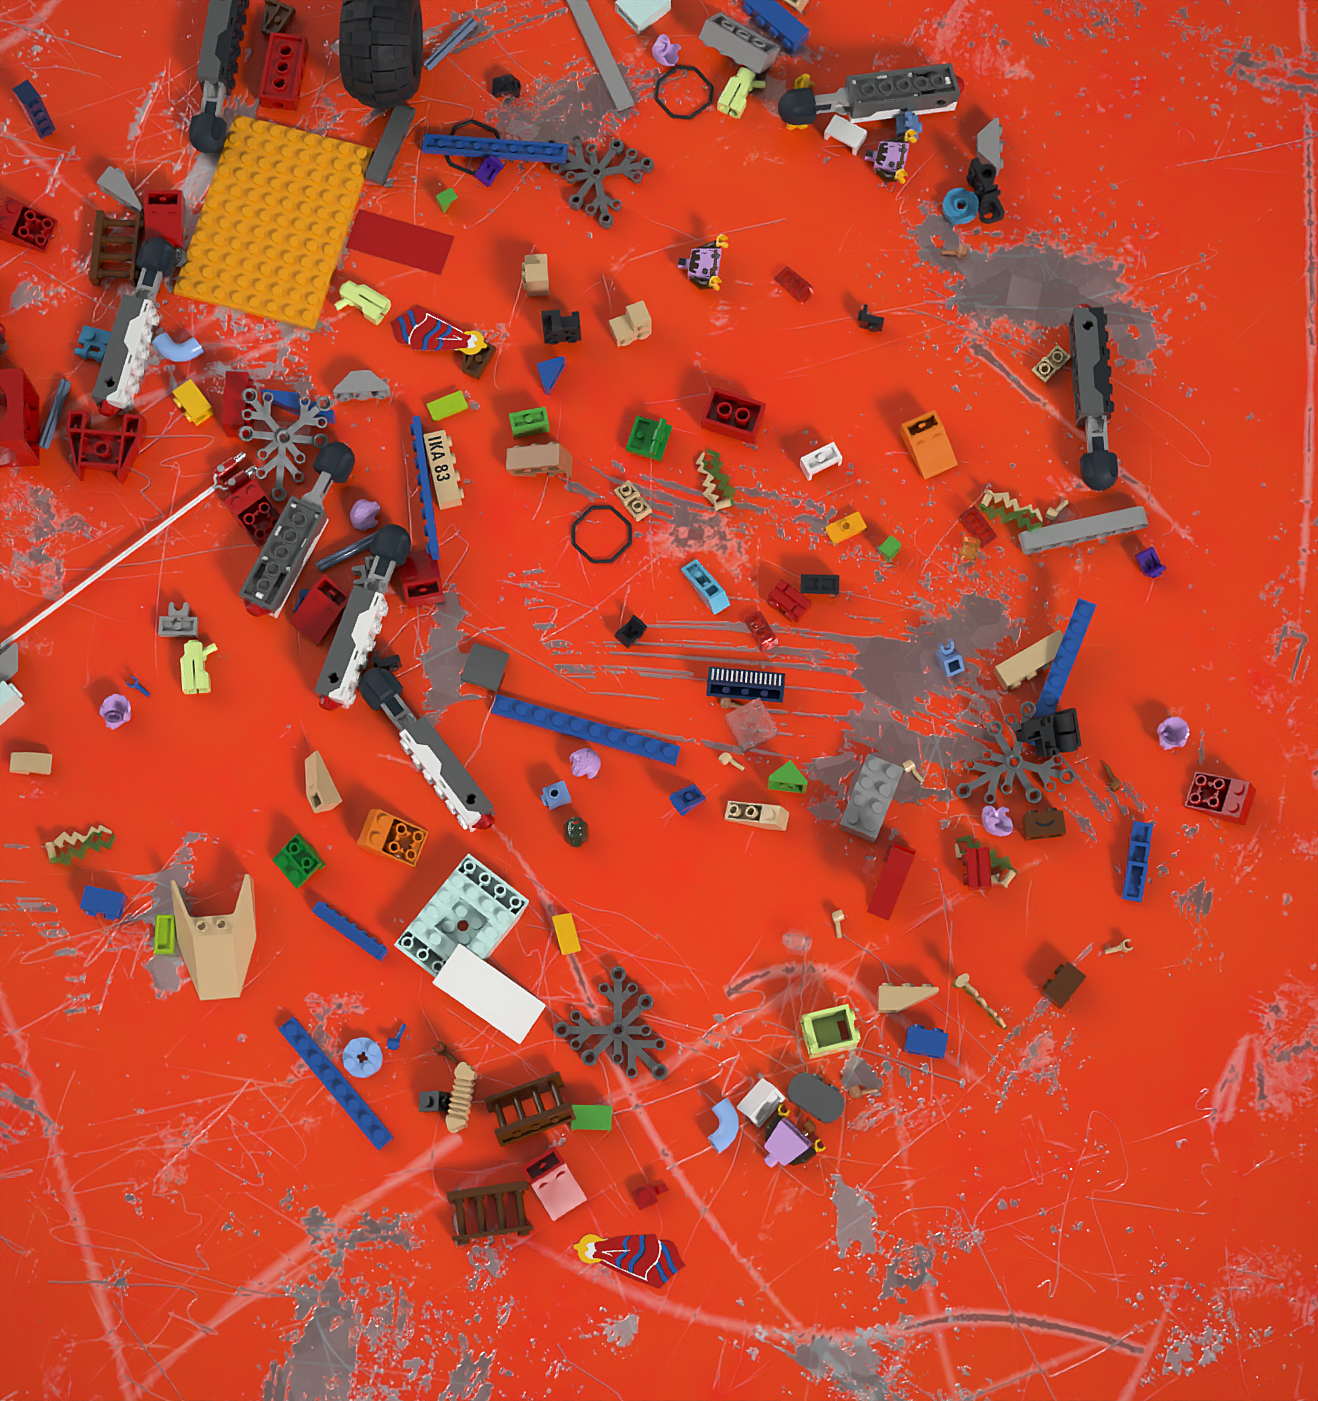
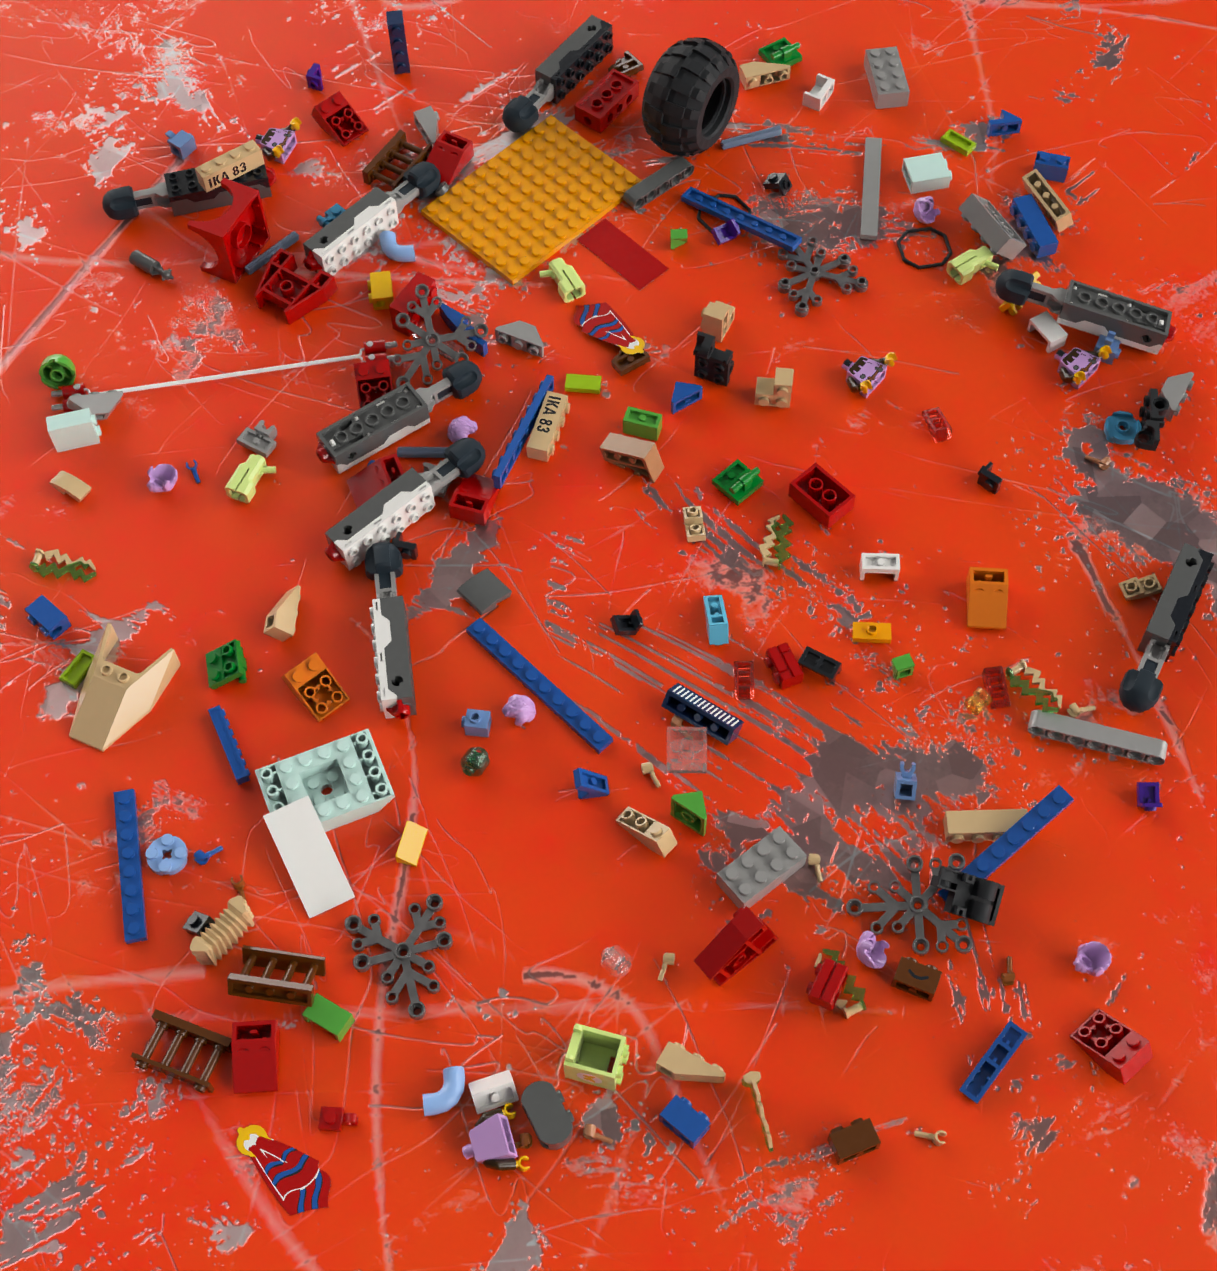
camera: 30 degrees right, 15 degrees down
(583, 516) = (655, 559): black piece -> none

